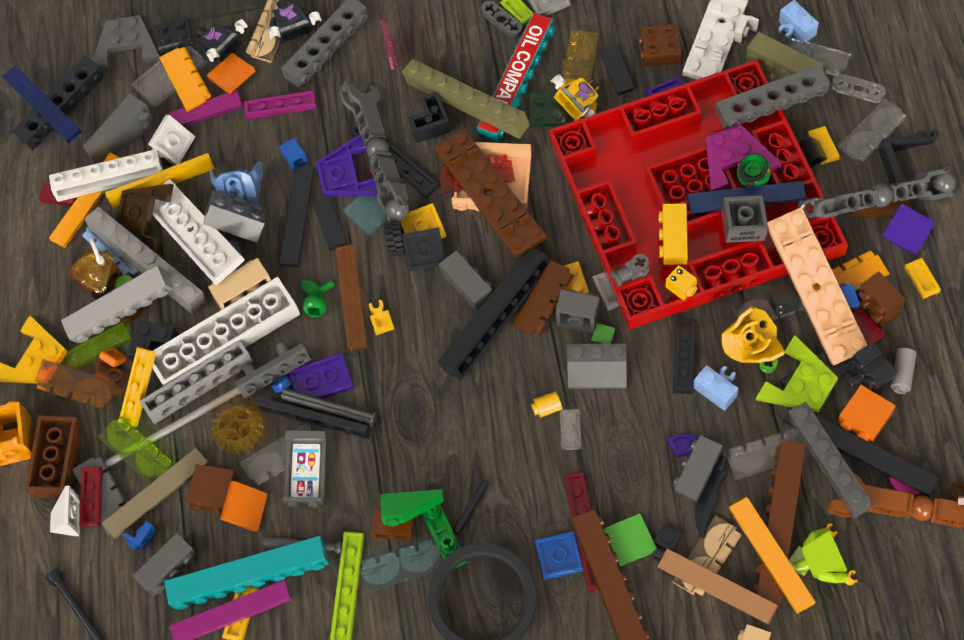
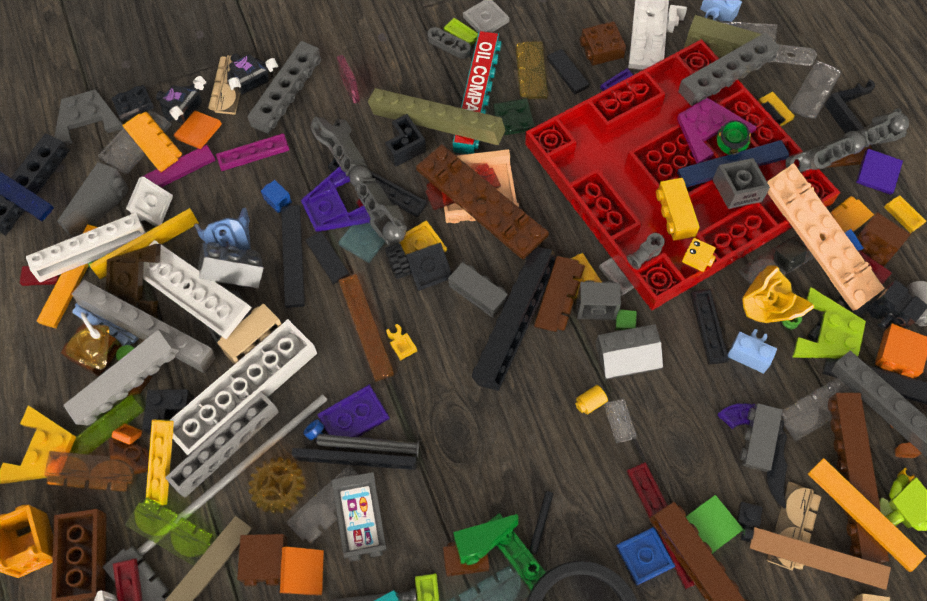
camera: 20 degrees left, 0 degrees up
(273, 370) = (315, 405): dark grey plate -> none
(315, 302) = (331, 339): green piece -> none
(576, 96) = (540, 99): torso -> none

